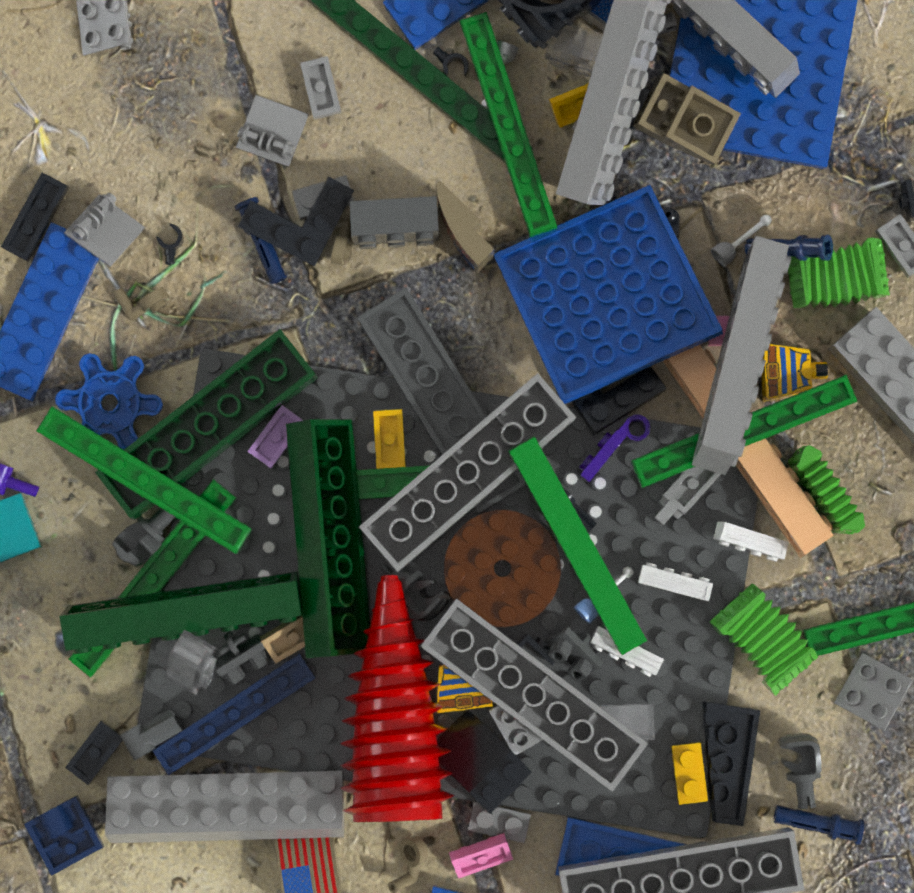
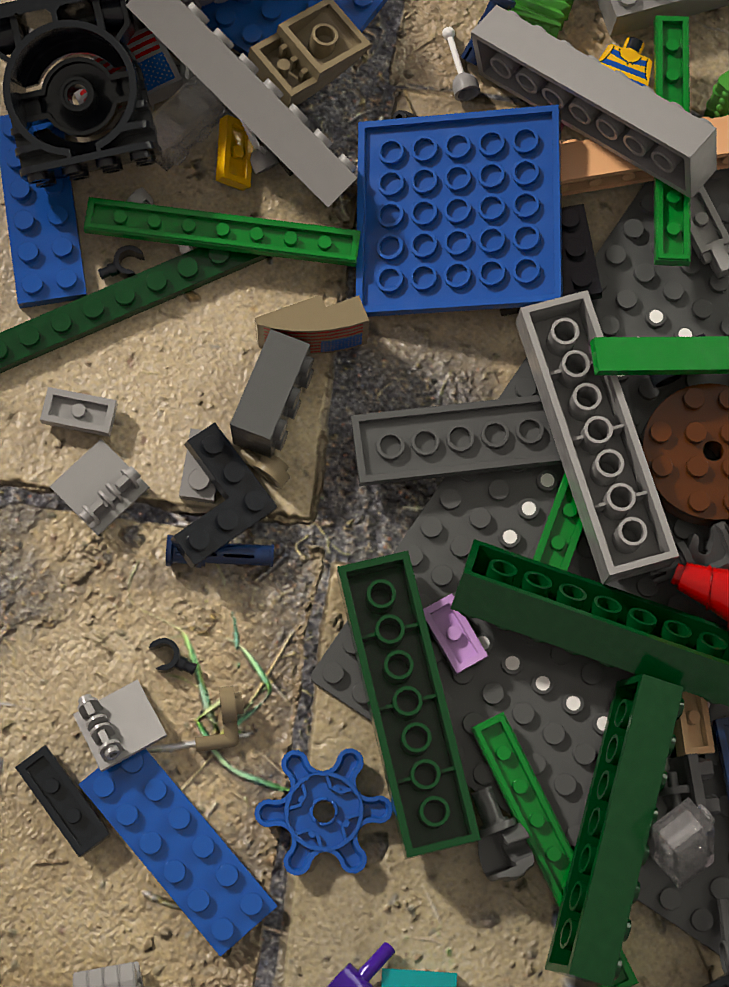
camera: 75 degrees left, 10 degrees down
(144, 480) = (441, 802): green tile -> none
(389, 439) = (512, 511): yellow plate -> none
(609, 444) = (623, 282): dark purple plate -> none

